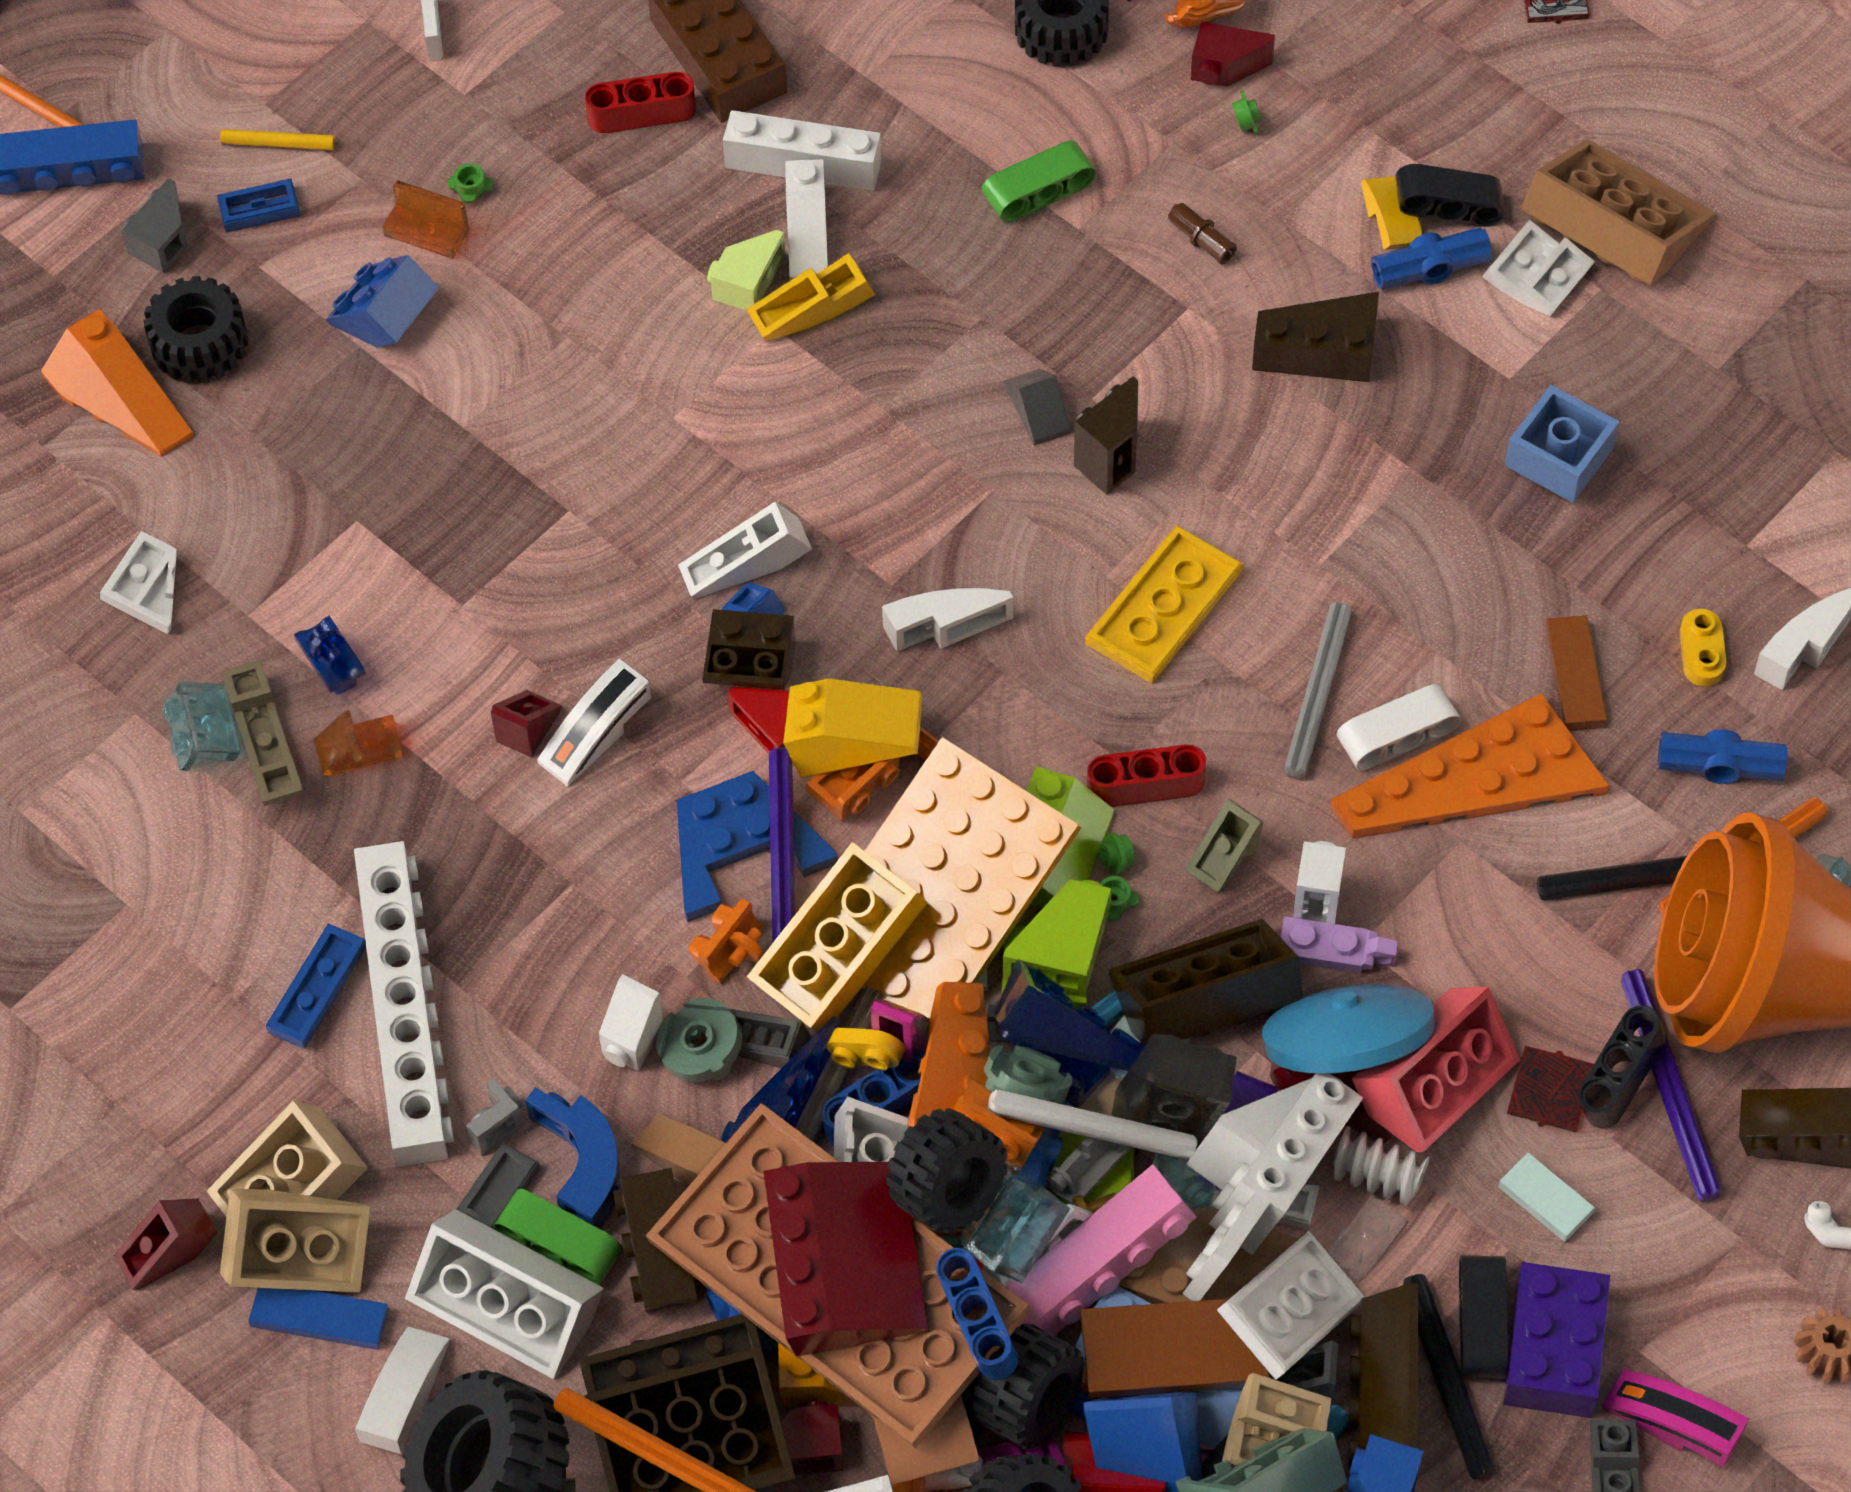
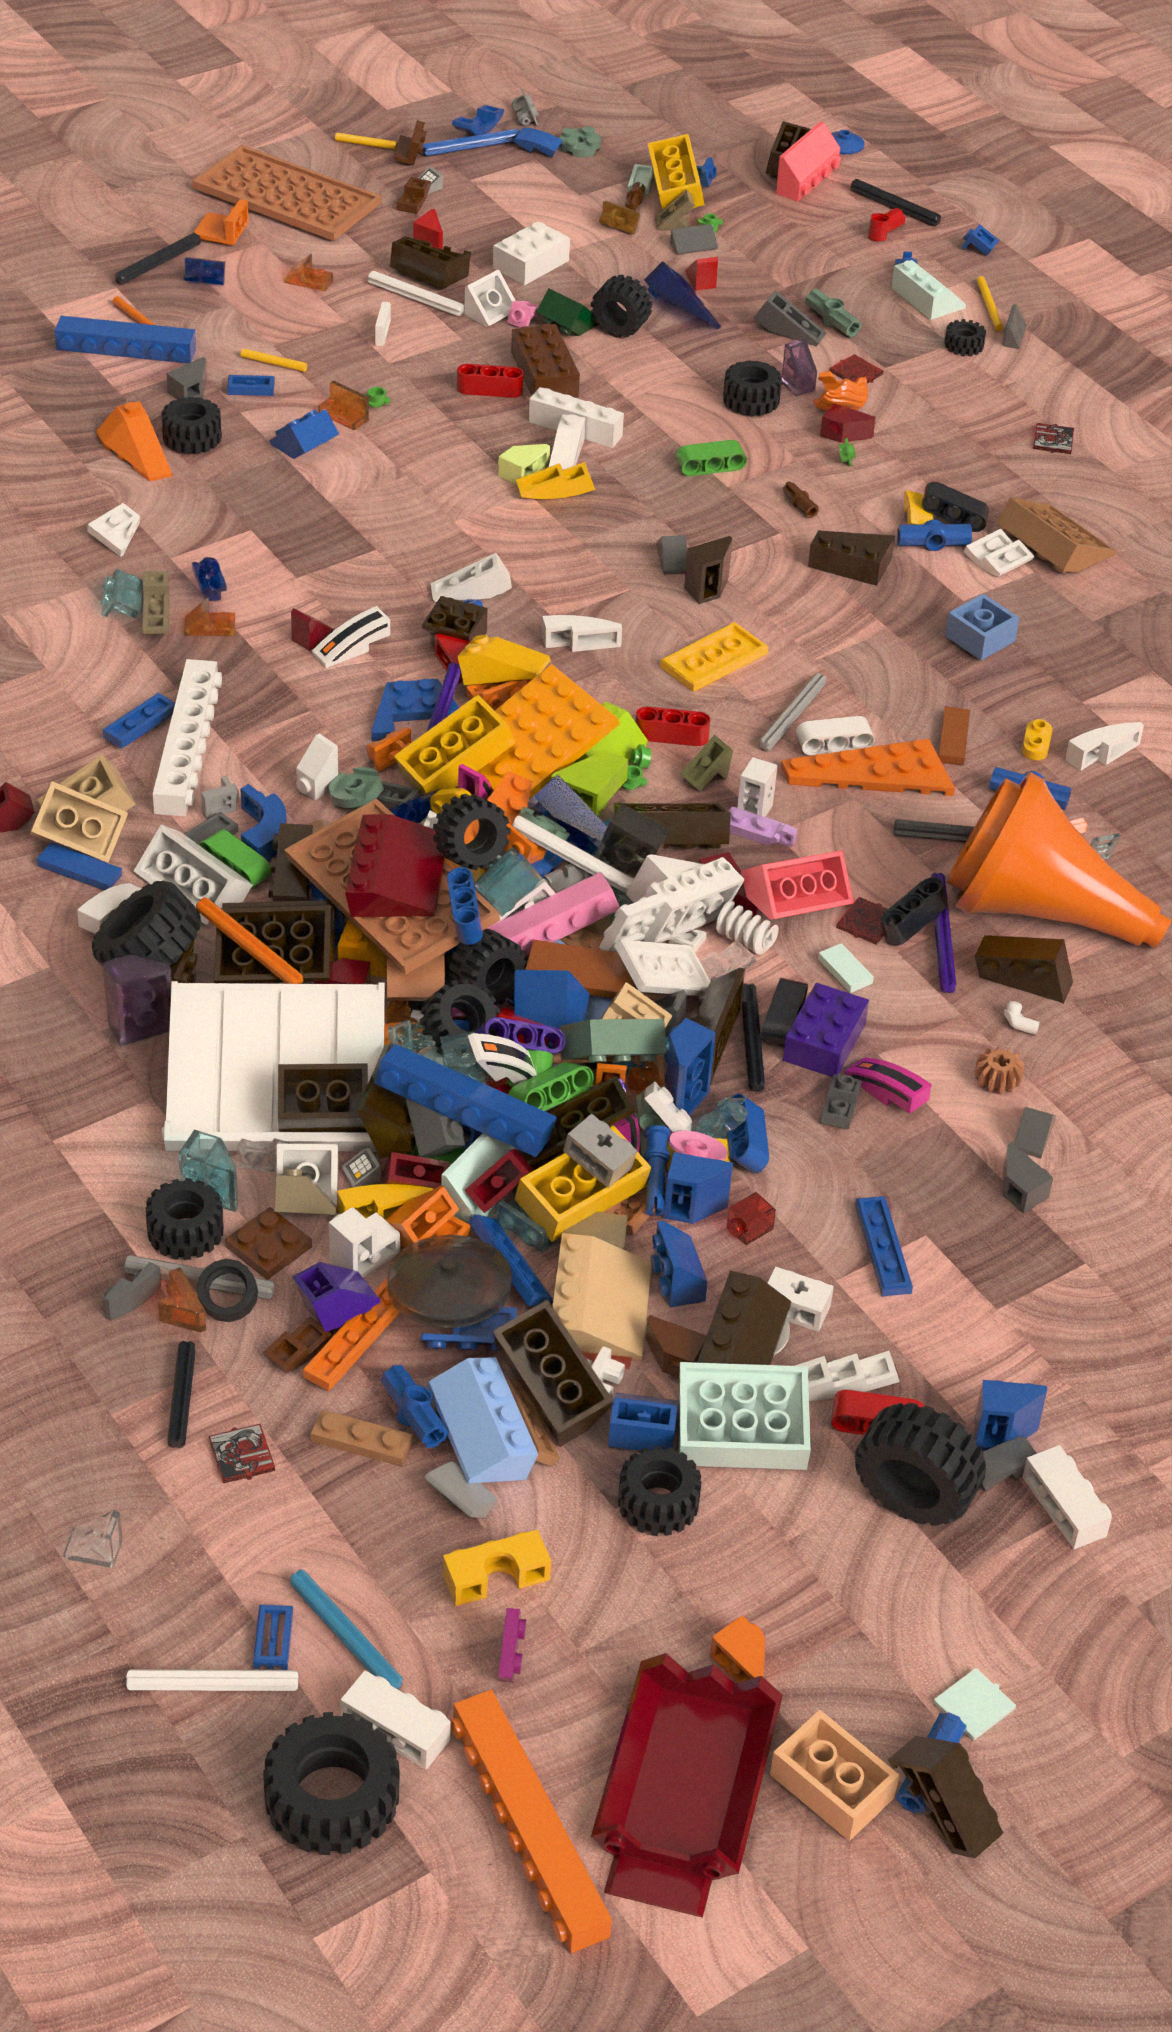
camera: 10 degrees right, 15 degrees down
(1349, 1028) = (749, 845): dark azure dish -> none

